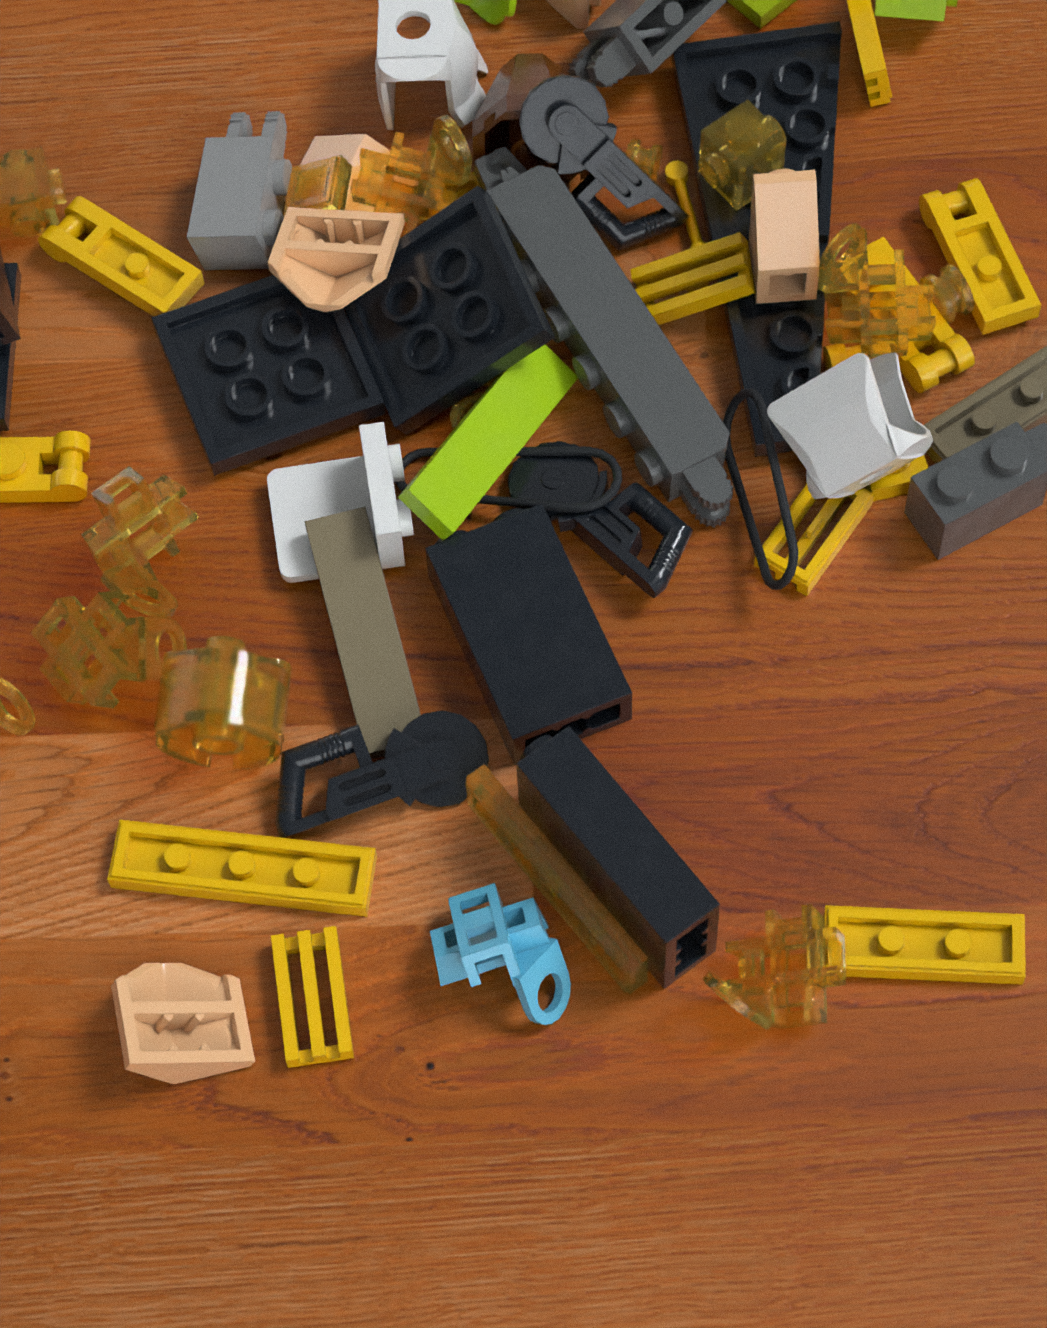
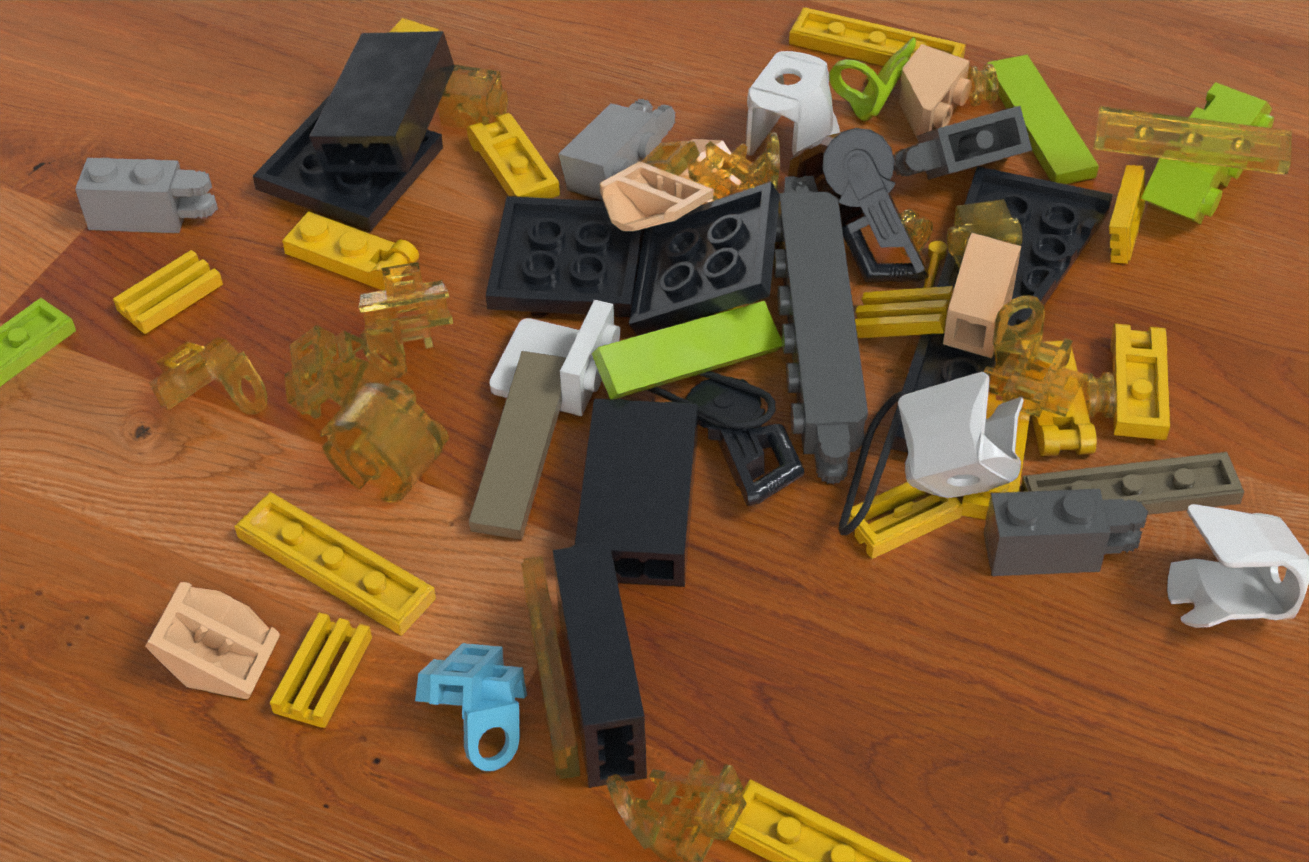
camera: 25 degrees right, 15 degrees down
(419, 763) = (493, 545): black piece -> none

